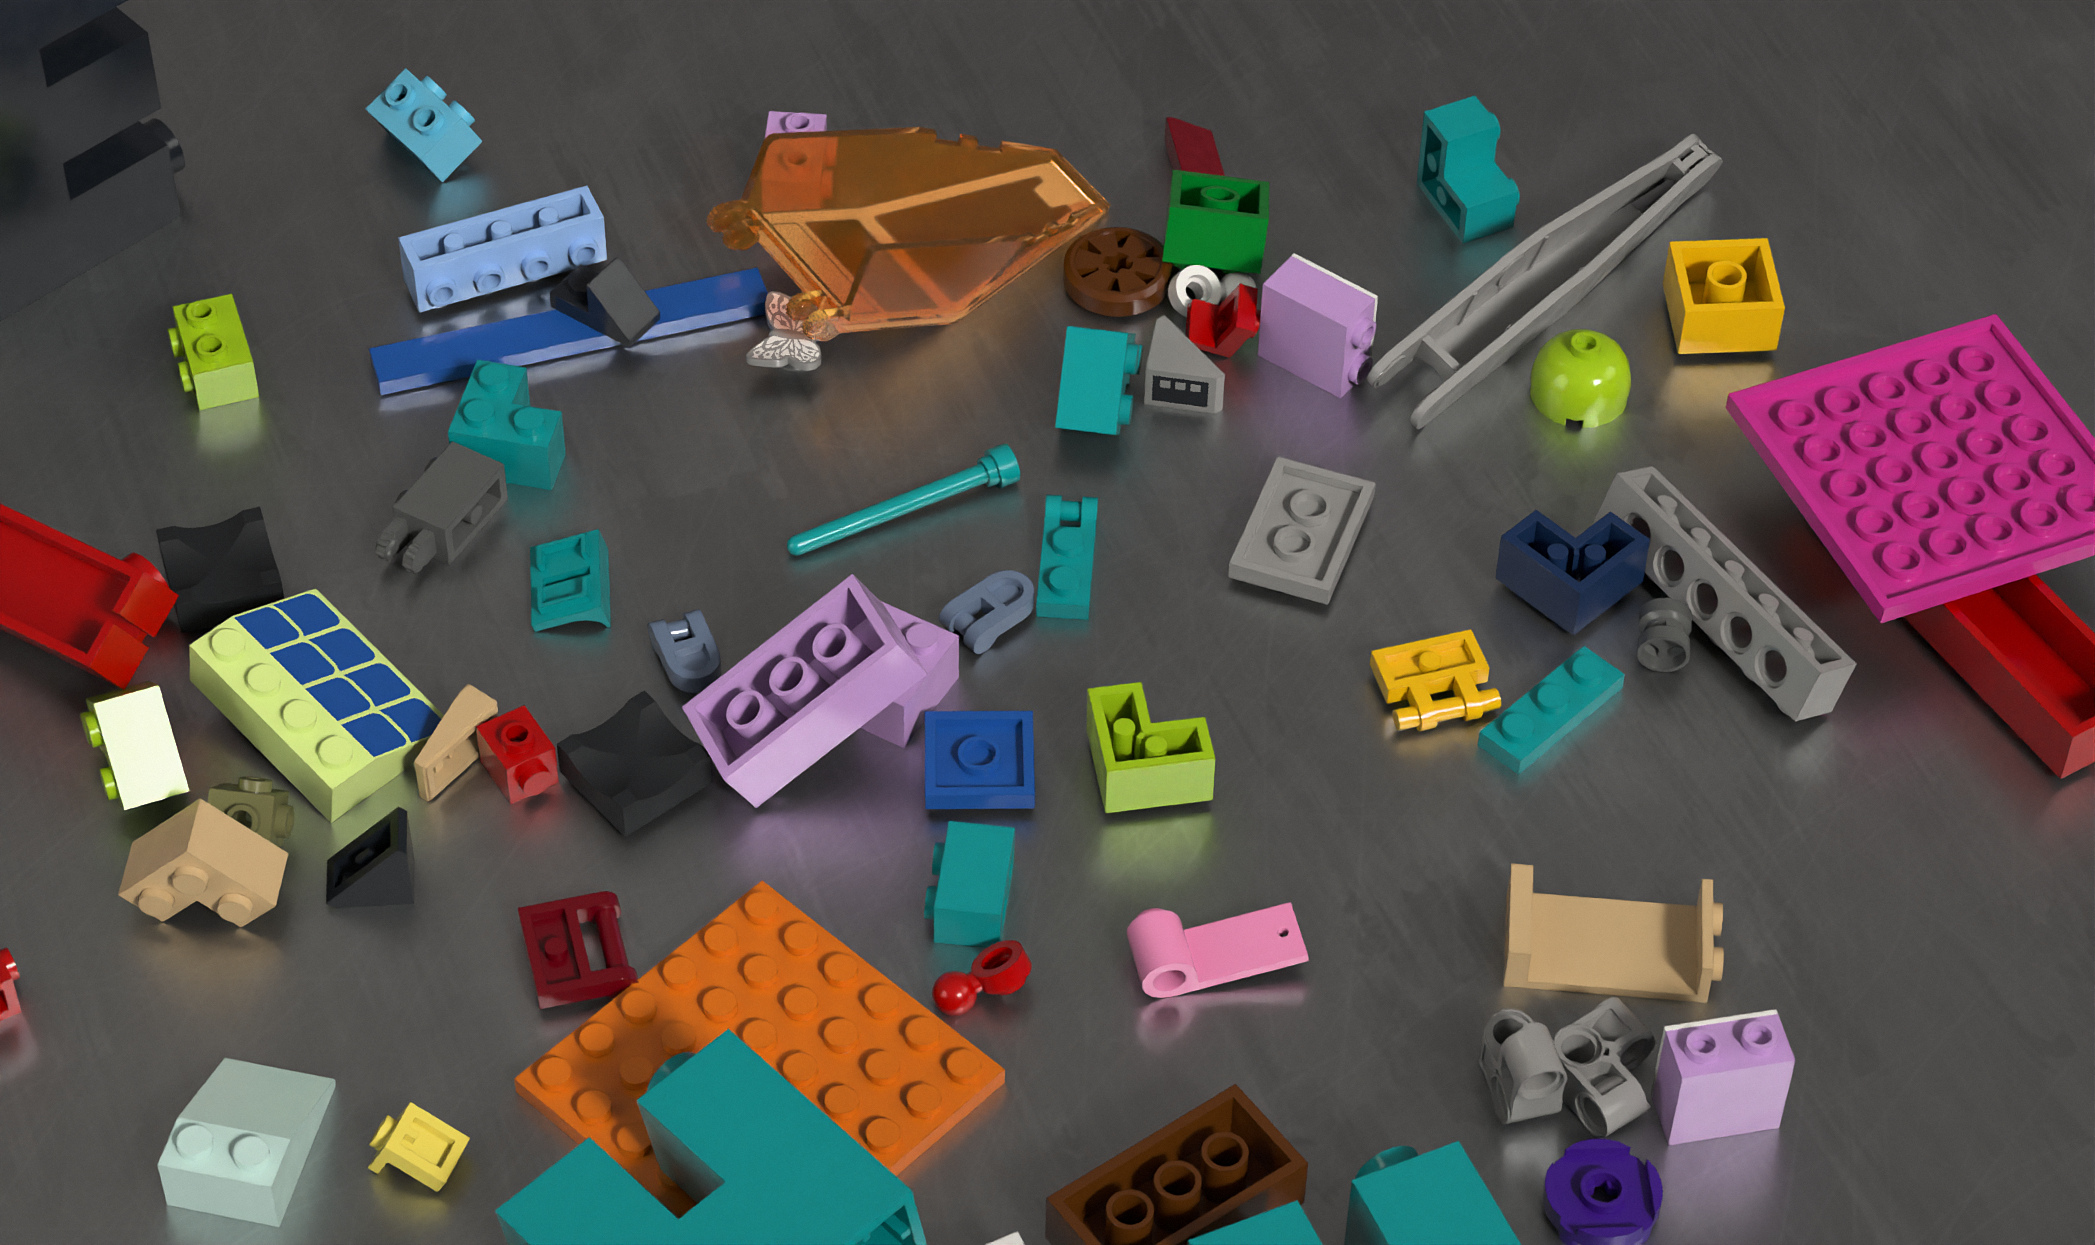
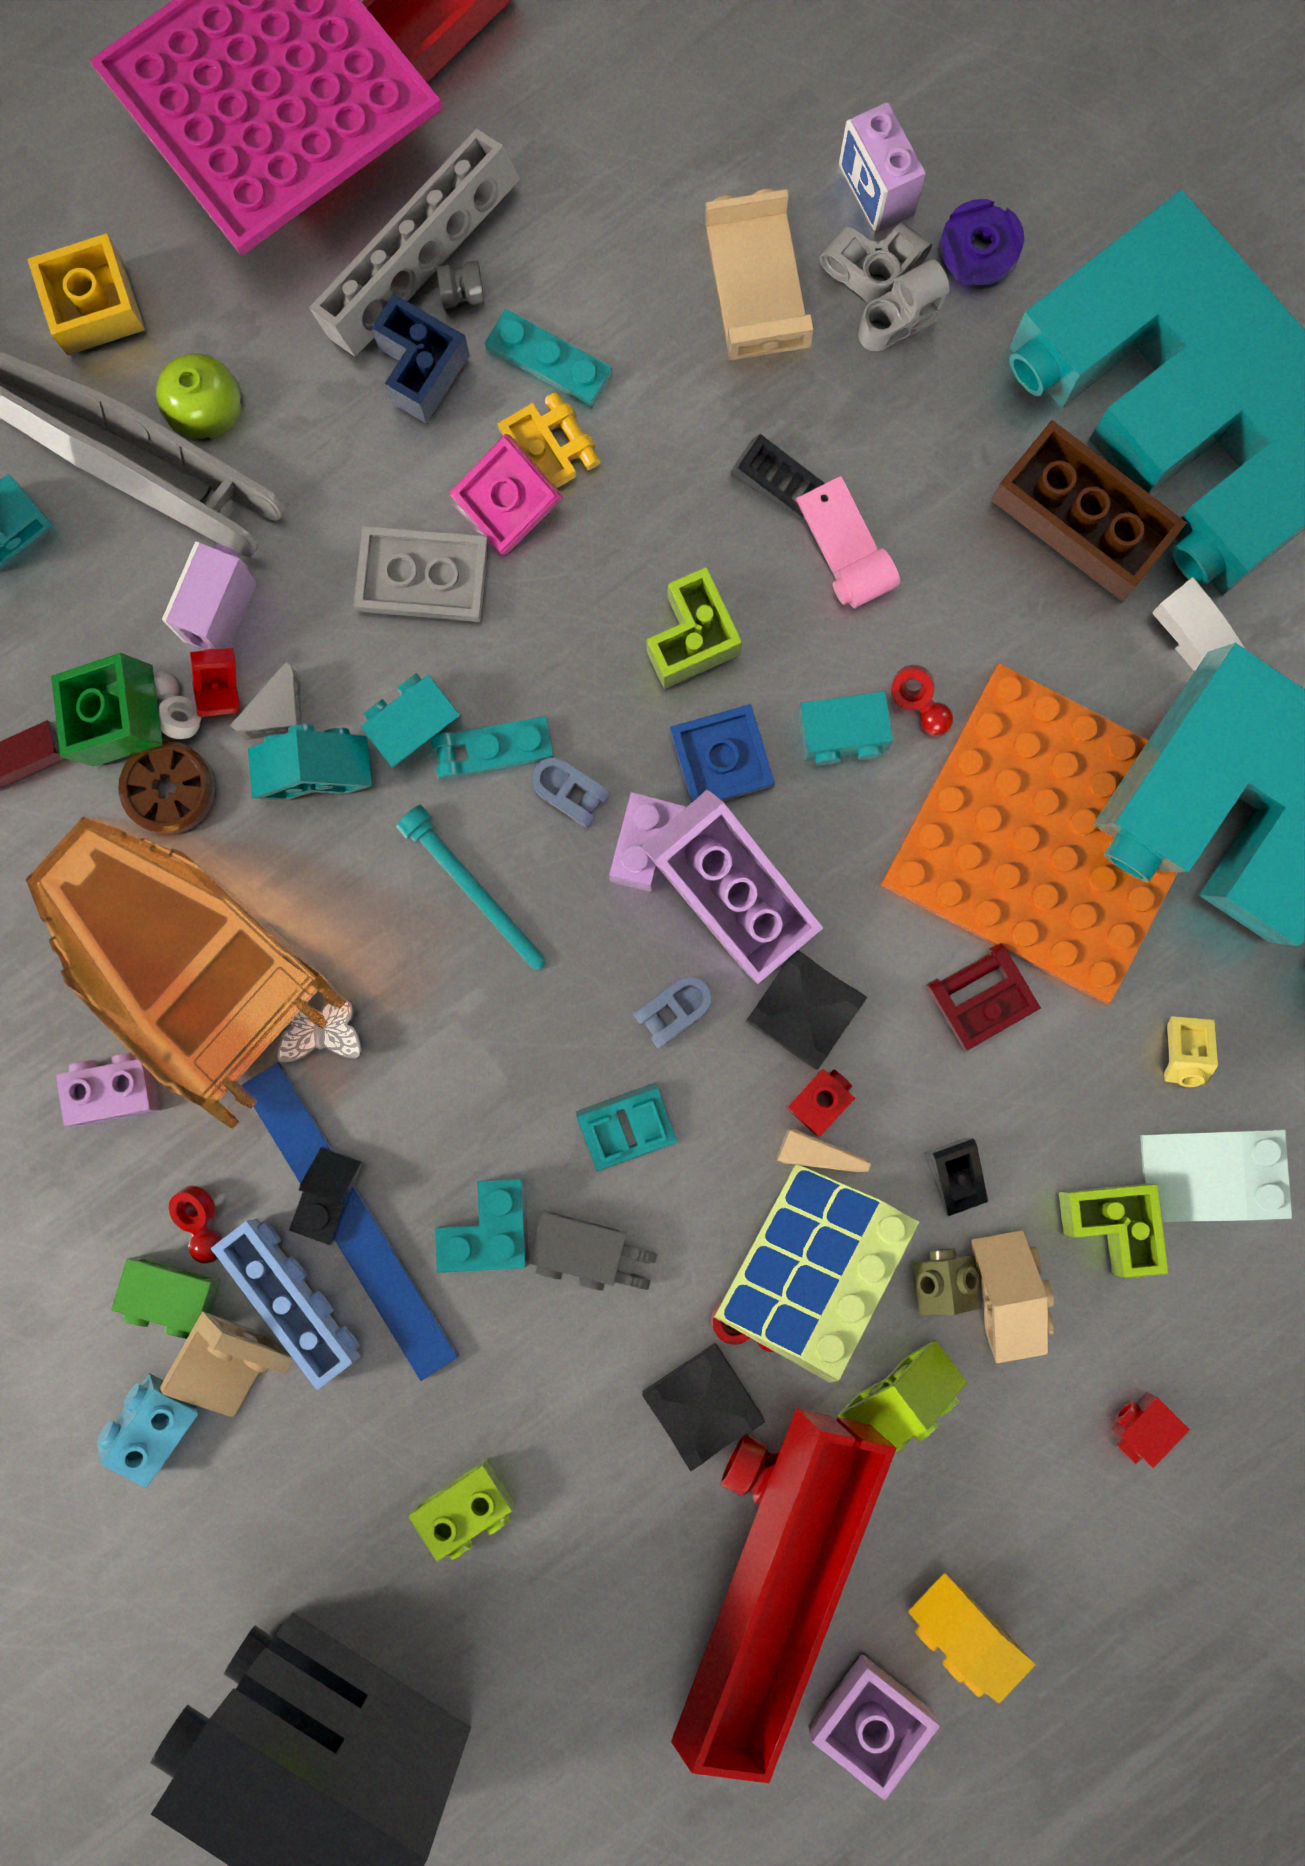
camera: 100 degrees left, 35 degrees up
(236, 1010) = (1129, 1219): none -> lime brick
(463, 180) = (222, 1364): none -> tan bracket
(558, 160) = (163, 1295): none -> bright green brick
(636, 206) = (192, 1211): none -> red plate
(1122, 474) = (409, 719): none -> teal brick
(1330, 876) = (786, 464): none -> black slope
(1377, 621) = (506, 494): none -> dark pink tile

